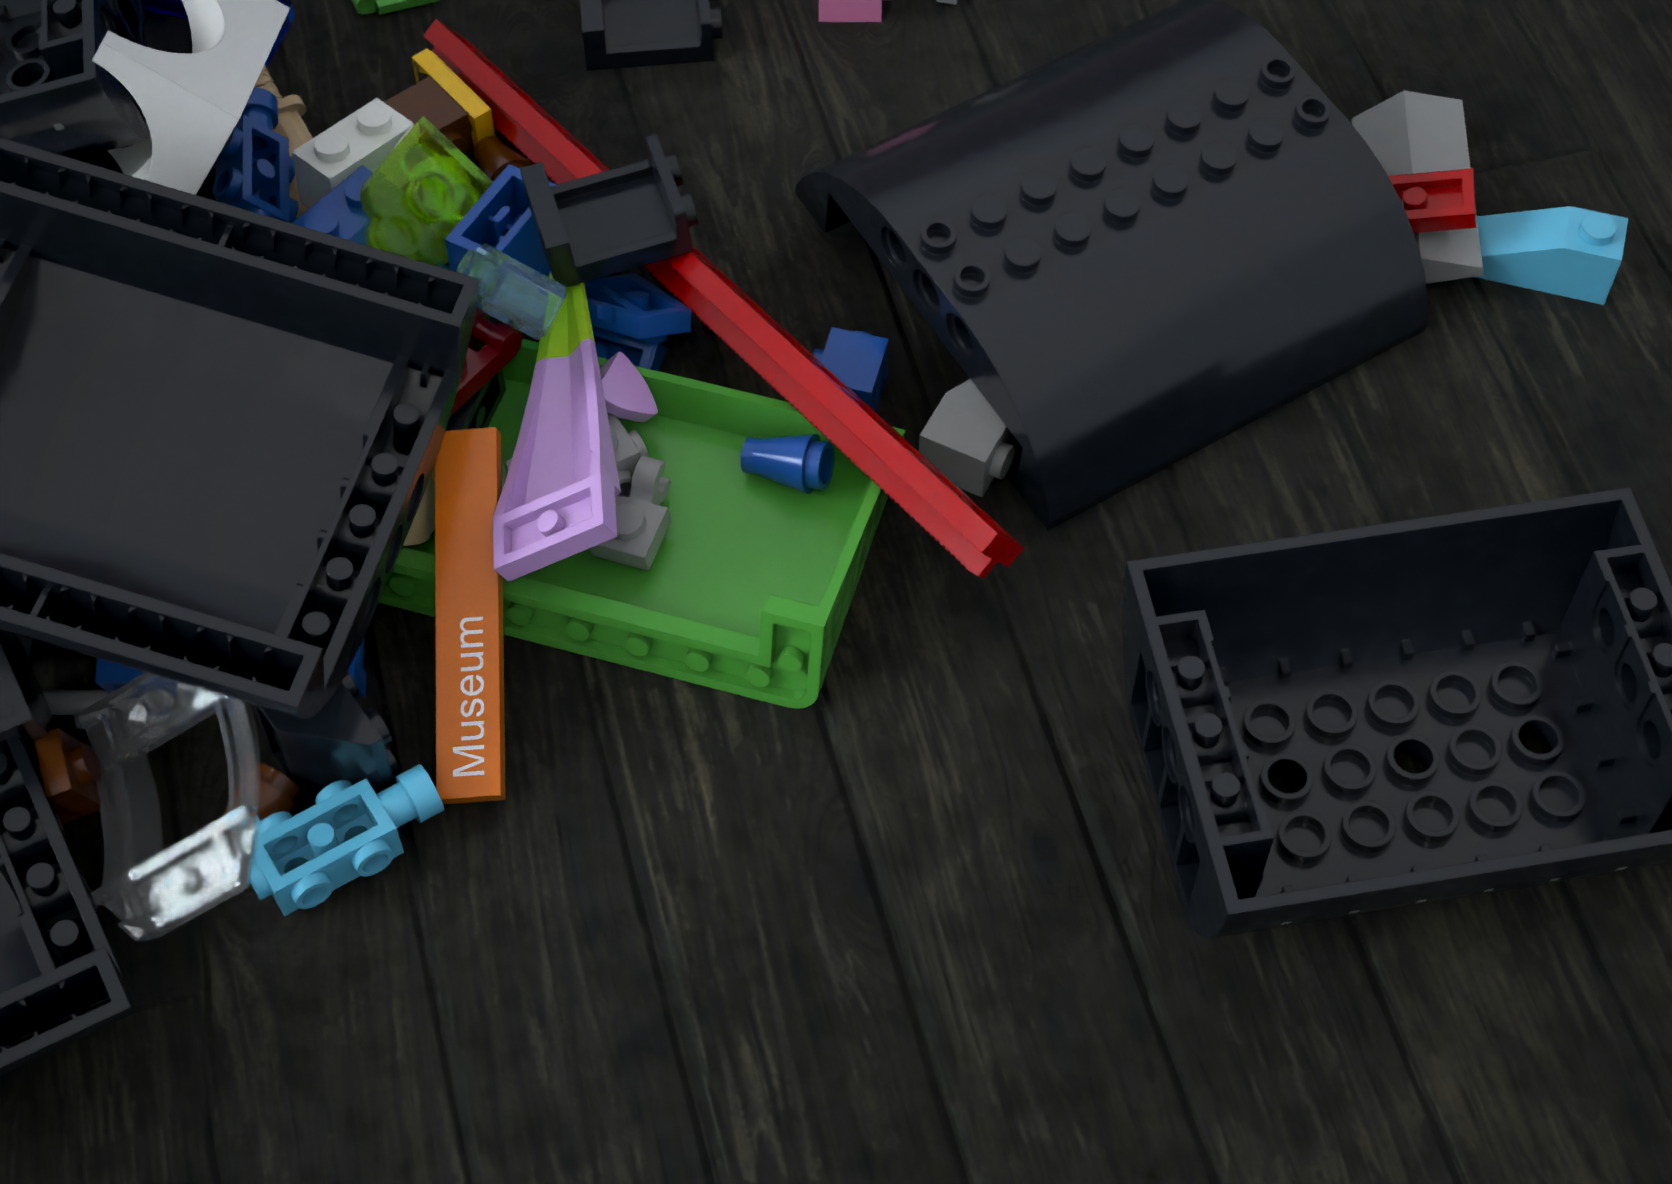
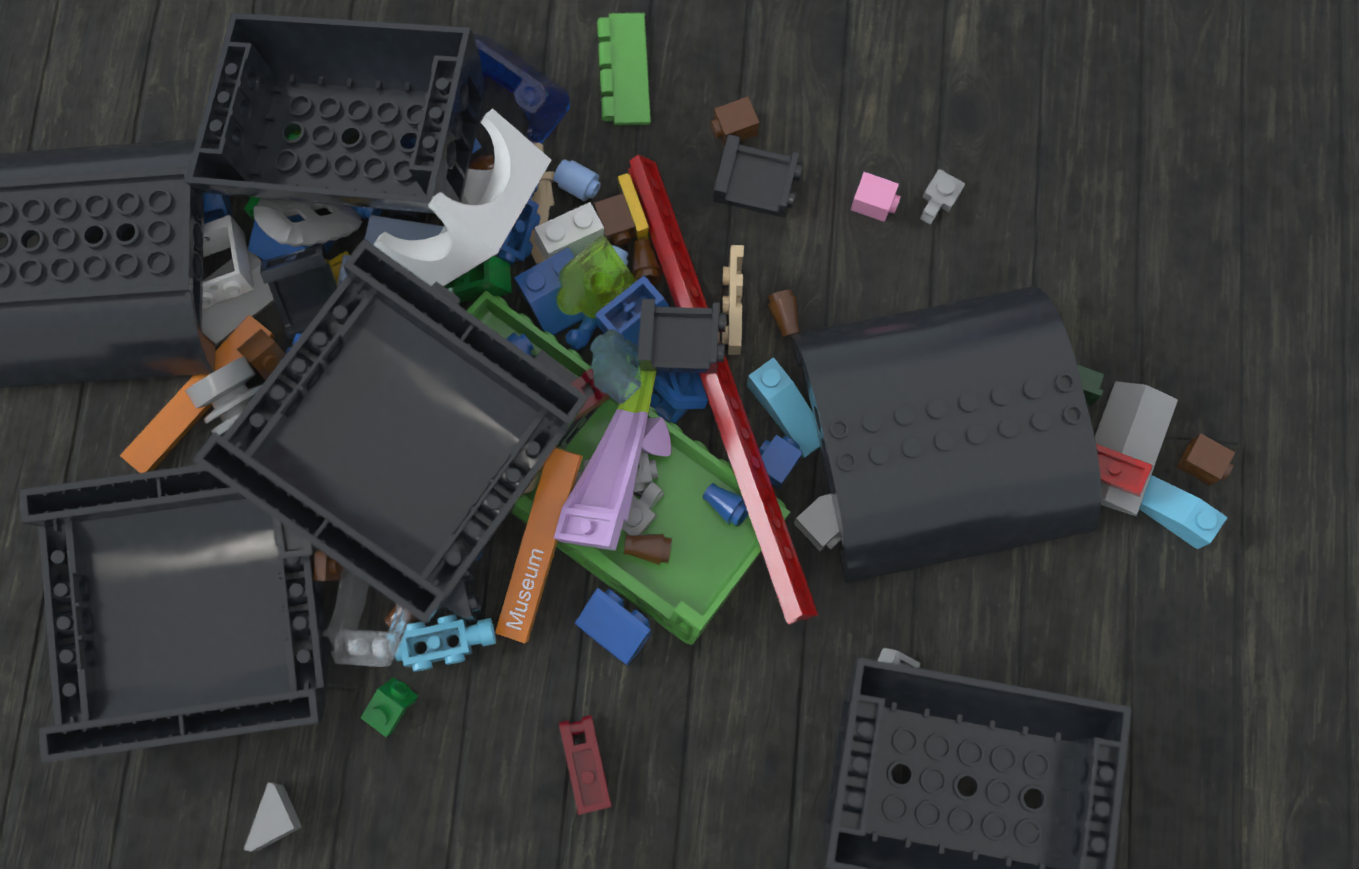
camera: 20 degrees right, 20 degrees up
(264, 992) = (388, 706): none -> green bracket
(340, 89) = (577, 180): none -> light blue brick
(660, 700) = (614, 626): none -> blue slope
(671, 135) = (732, 303): none -> tan wing
(676, 556) = (649, 547): none -> reddish brown cone
(696, 966) = (585, 766): none -> dark red plate
(768, 169) = (784, 311): none -> reddish brown cone
(822, 289) = (785, 405): none -> medium azure slope
(1550, 169) = (1206, 460): none -> reddish brown brick

